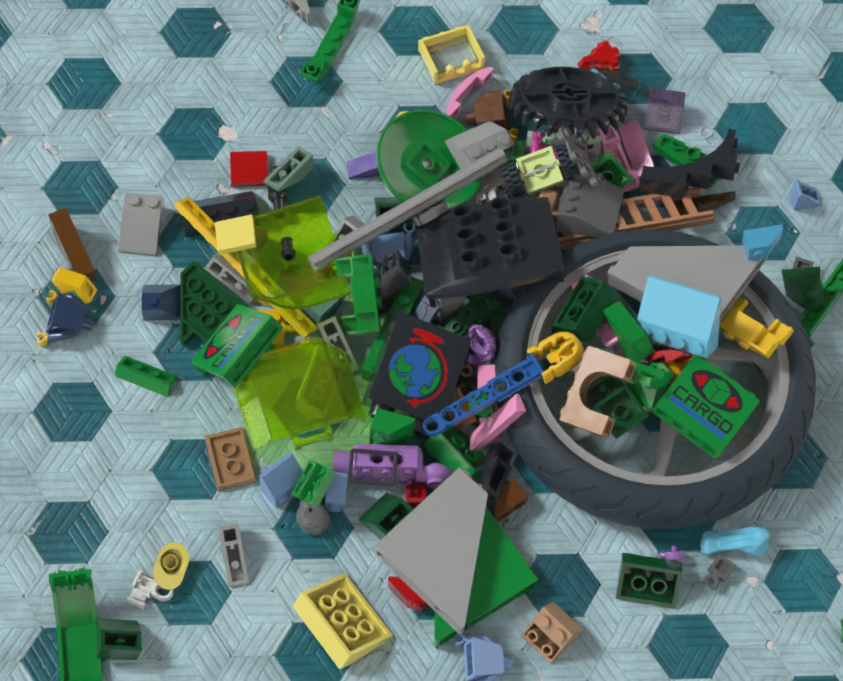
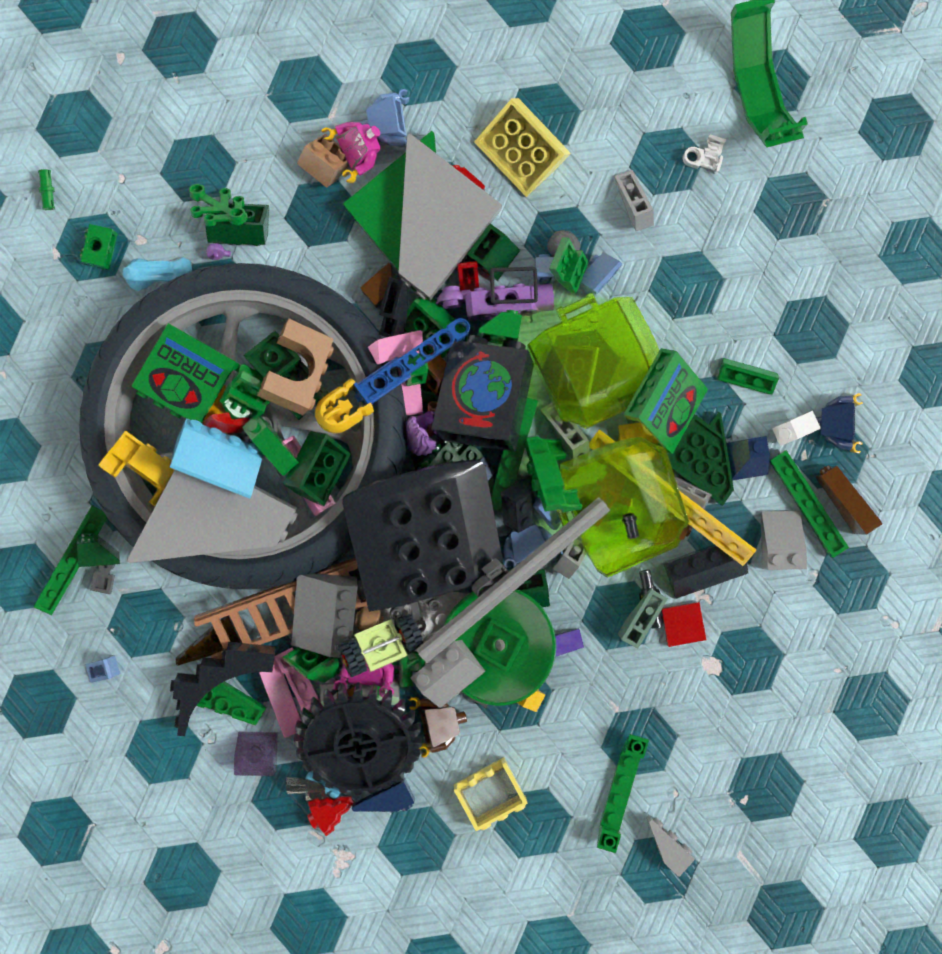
camera: 170 degrees right, 25 degrees up
(71, 281) = (838, 457): yellow slope -> none
(109, 254) = (808, 504): none -> green plate
(111, 315) = (796, 428): none -> white slope
(118, 639) = (727, 99): dark green slope -> none
(171, 565) = (691, 174): light yellow piece -> none
(230, 459) = (652, 297): medium nougat tile -> none
(235, 234) = (688, 522): light yellow tile -> none
(479, 79) = (457, 766): bright pink slope -> none
(516, 637) = (358, 145): none -> dark pink torso
(542, 58) = (391, 800): none -> dark blue slope
(577, 155) = (354, 673): dark grey plant -> none
(665, 590) = (235, 215): none -> green plant
(719, 570) = (171, 243): dark grey plate -> none
(761, 241) = (134, 559): dark azure slope -> none
(795, 562) = (102, 257): none -> green brick

